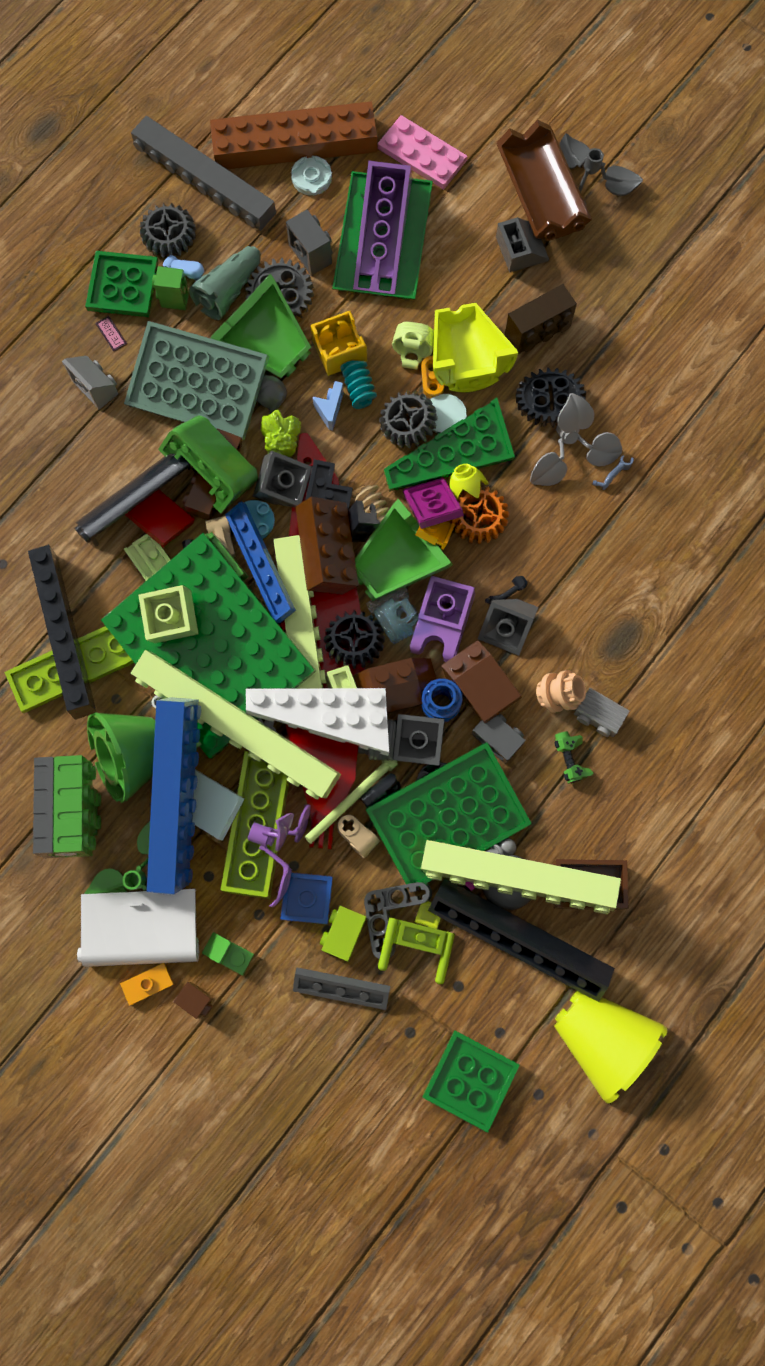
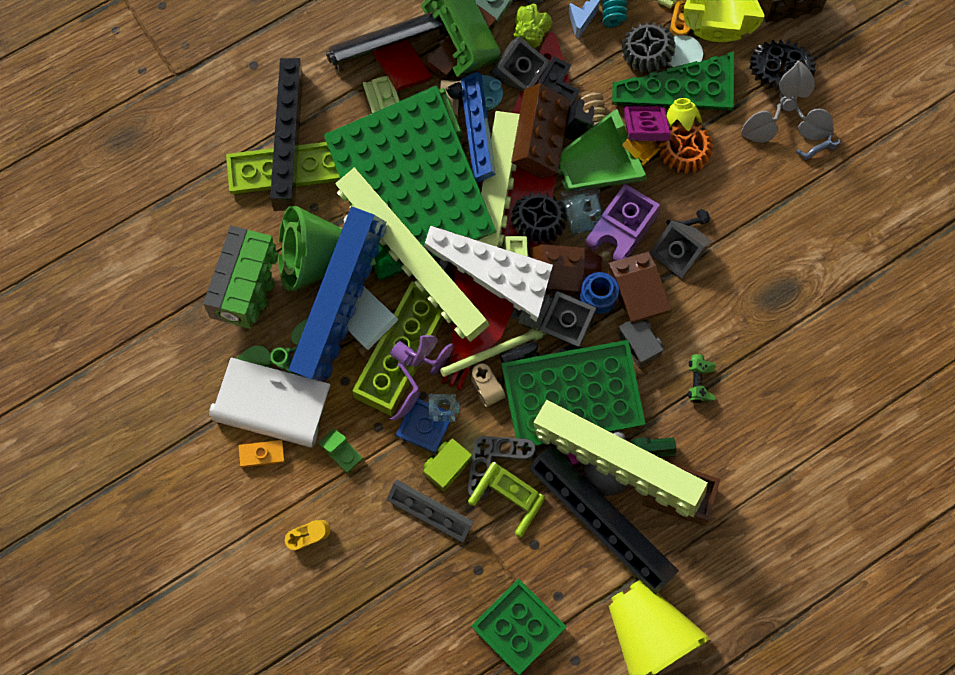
camera: 15 degrees right, 5 degrees down
(168, 614) = (384, 143): yellowish green brick -> none
(194, 1001) = (298, 479): reddish brown brick -> none
(215, 1064) = (317, 530): none -> yellow piece
(223, 529) = (455, 90): none -> black hinge
(310, 872) = (436, 400): none -> clear light blue brick
(427, 918) = (526, 474): neon yellow tile -> none
(544, 848) = (659, 447): none -> dark green piece
(561, 691) = (709, 318): light nougat piece -> none
(601, 713) = (739, 349): light grey brick -> none

